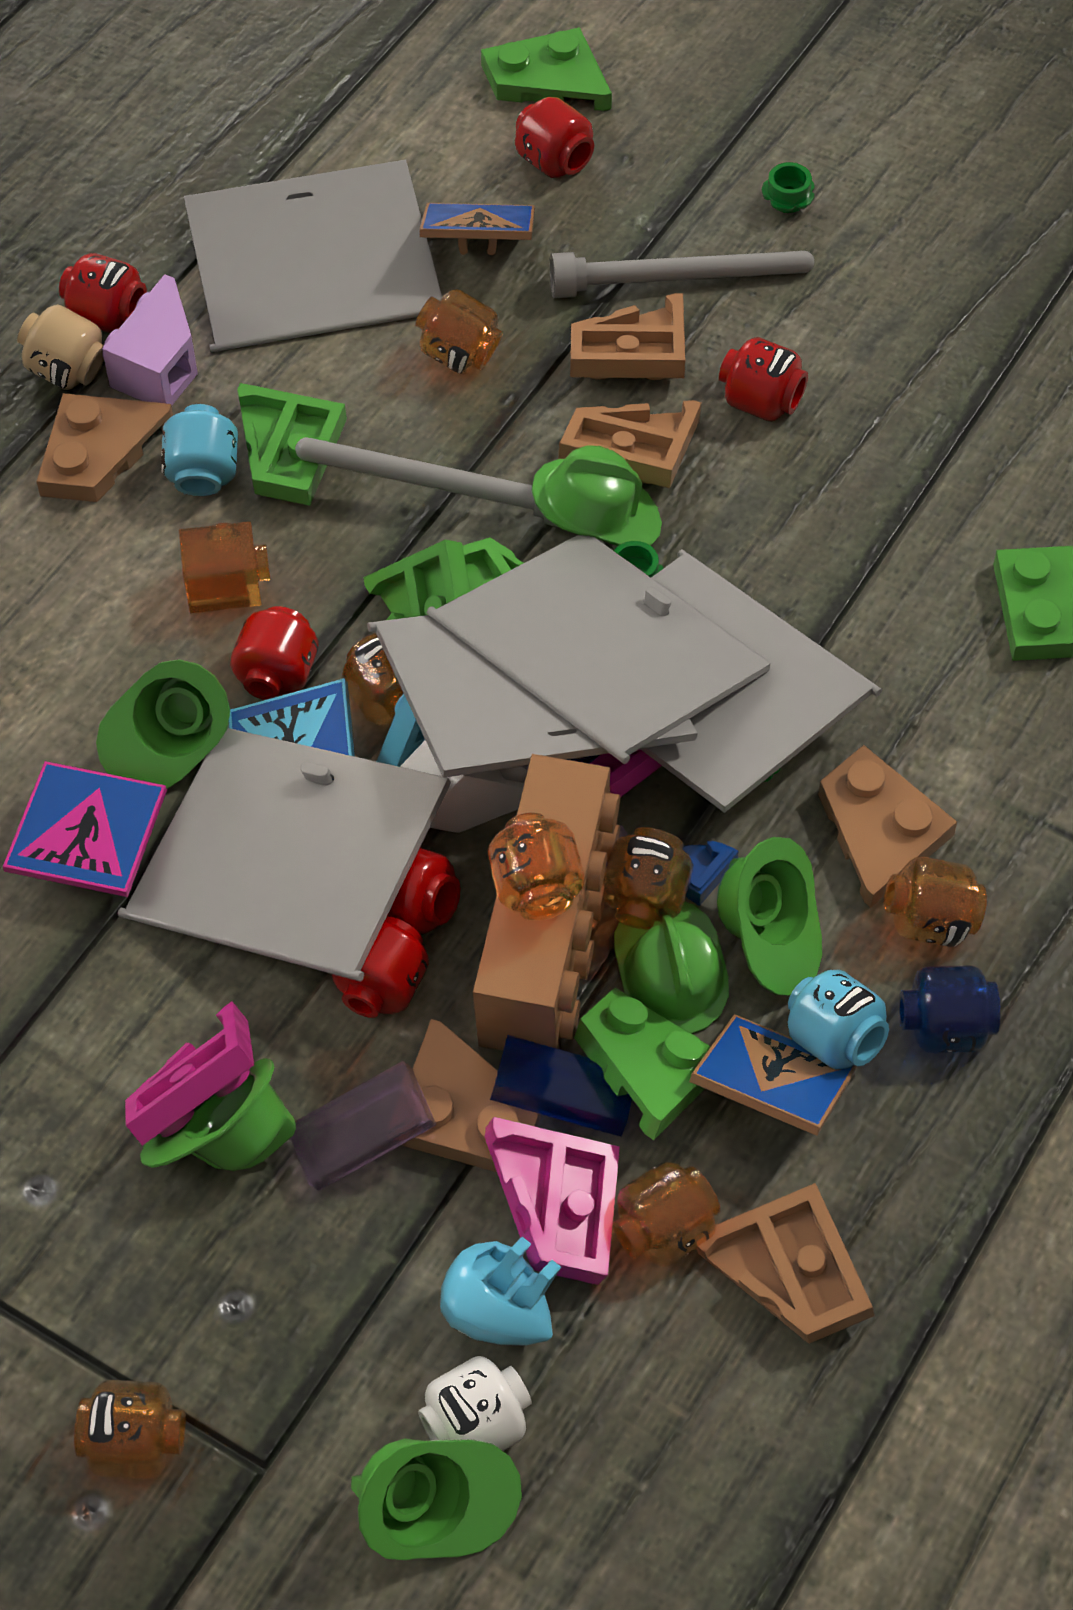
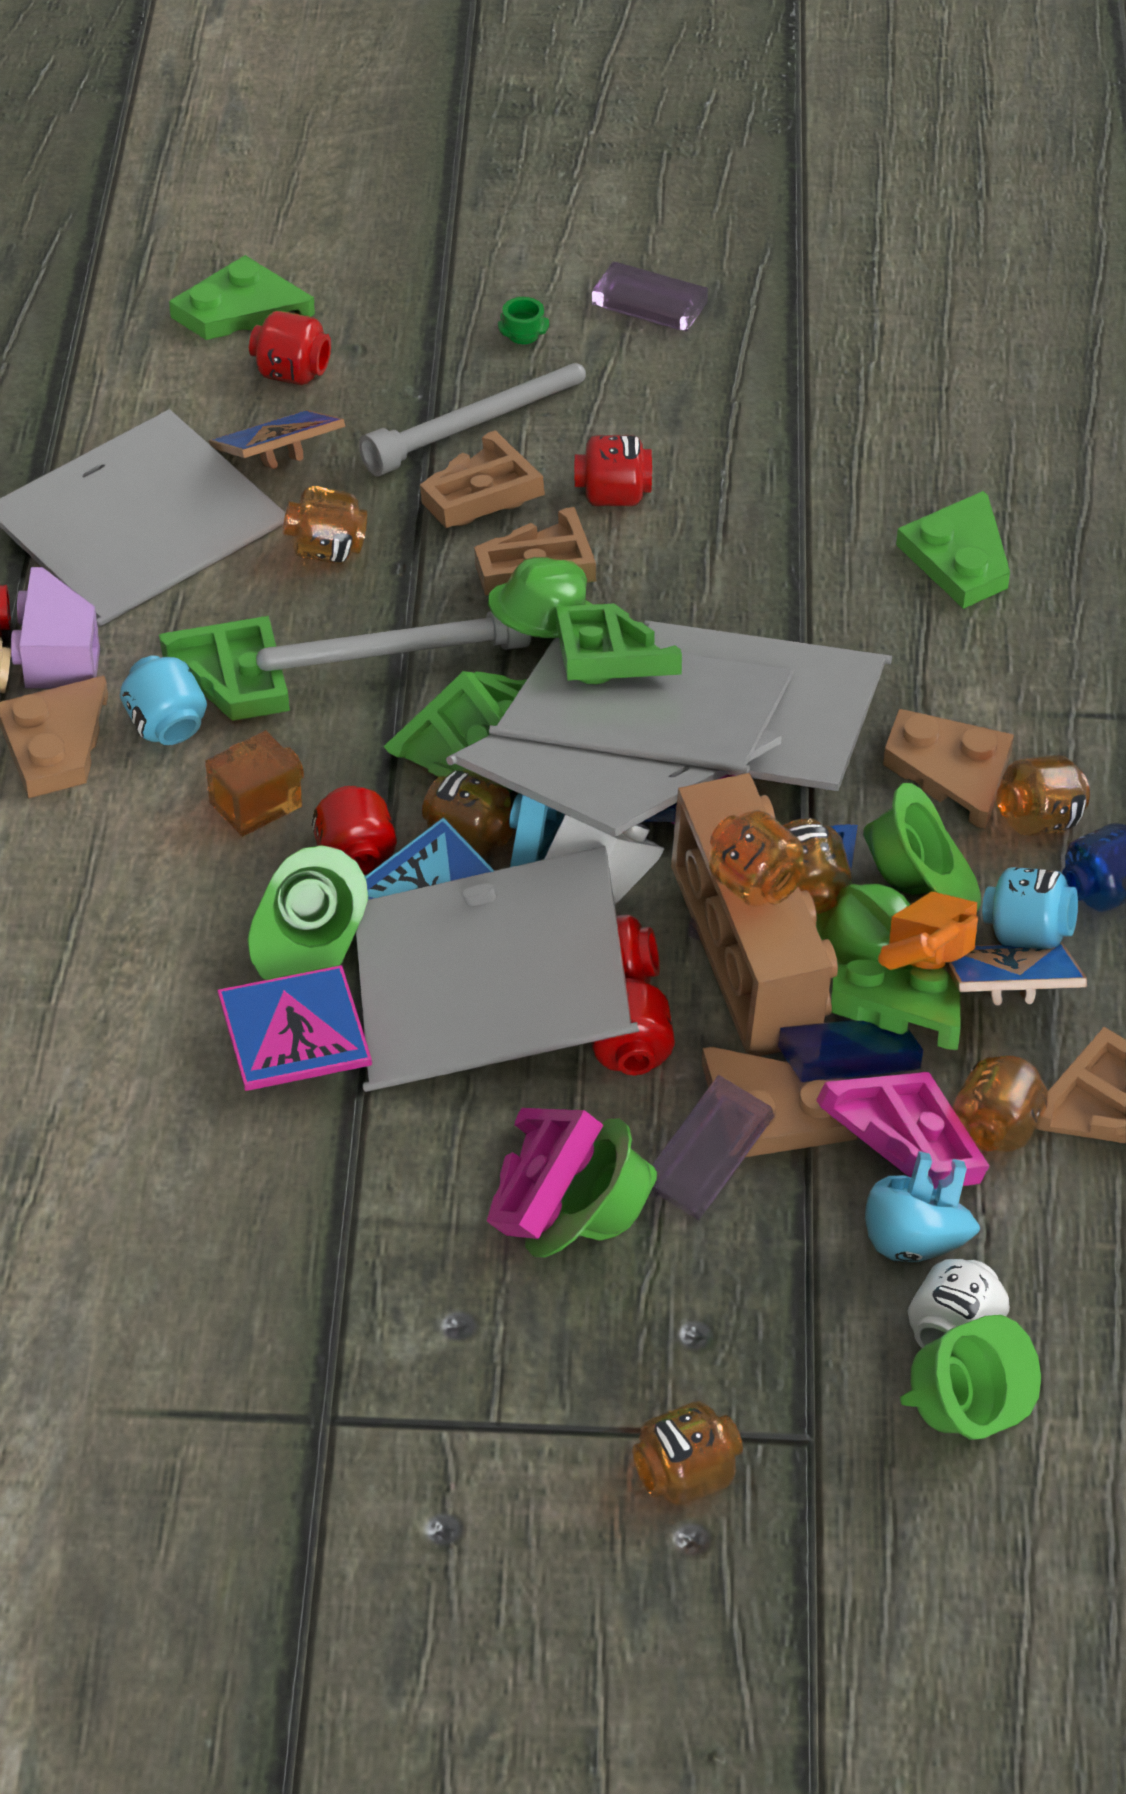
camera: 30 degrees left, 10 degrees down
(601, 567) = (607, 644): none -> bright green wing
(705, 1005) = (931, 932): none -> orange piece
(930, 206) = (650, 296): none -> clear purple tile

